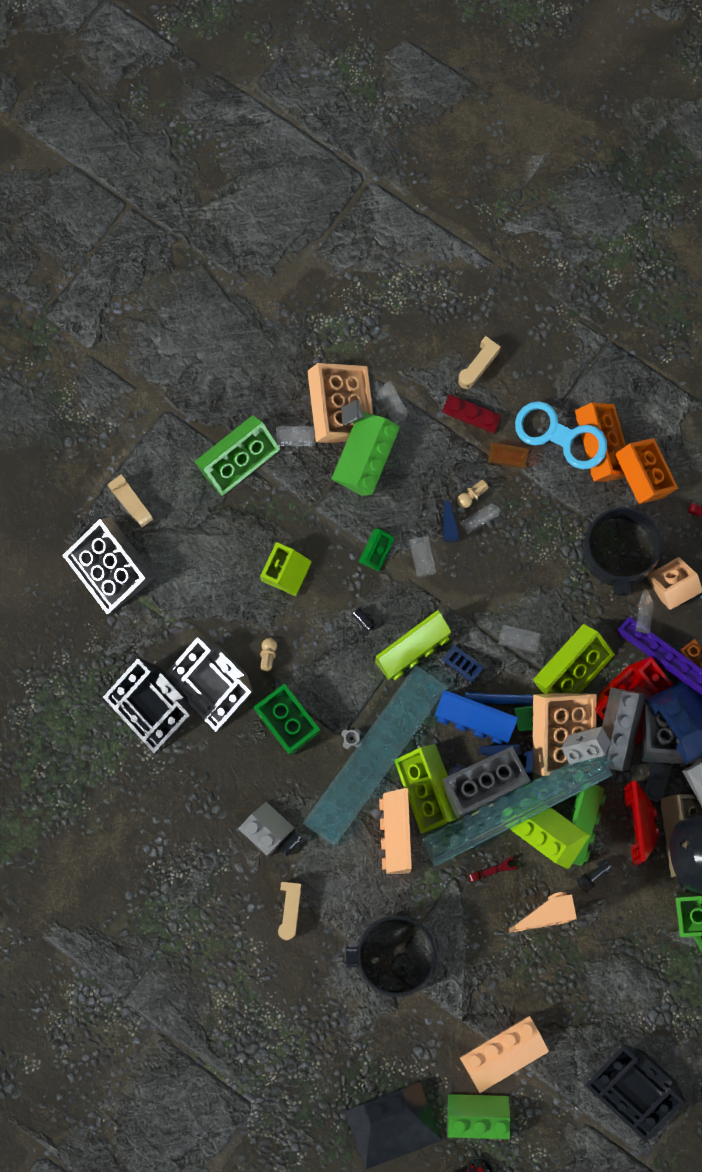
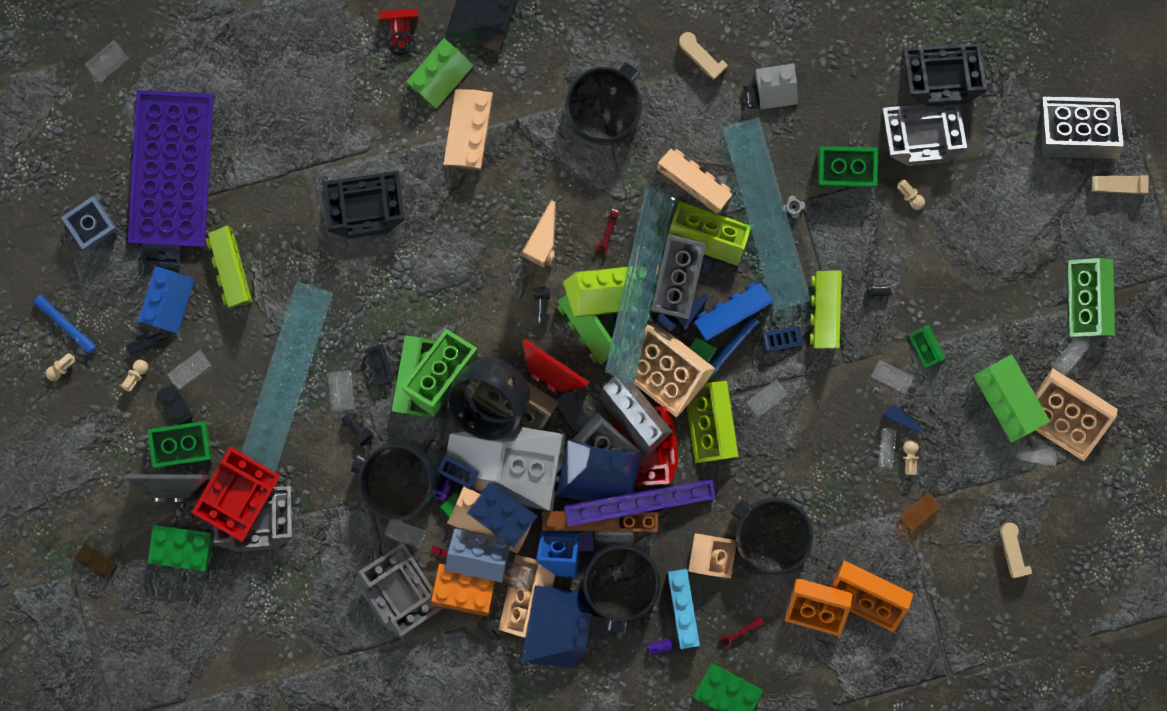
camera: 125 degrees right, 10 degrees up
(285, 569) = (967, 261): lime slope -> none
(351, 413) = (1052, 411): dark grey slope -> none
(471, 414) = (977, 511): dark red plate -> none
(561, 435) = (901, 564): medium azure bar -> none
(586, 745) = (643, 373): light grey brick -> none
(645, 613) = (707, 511): clear slope -> none

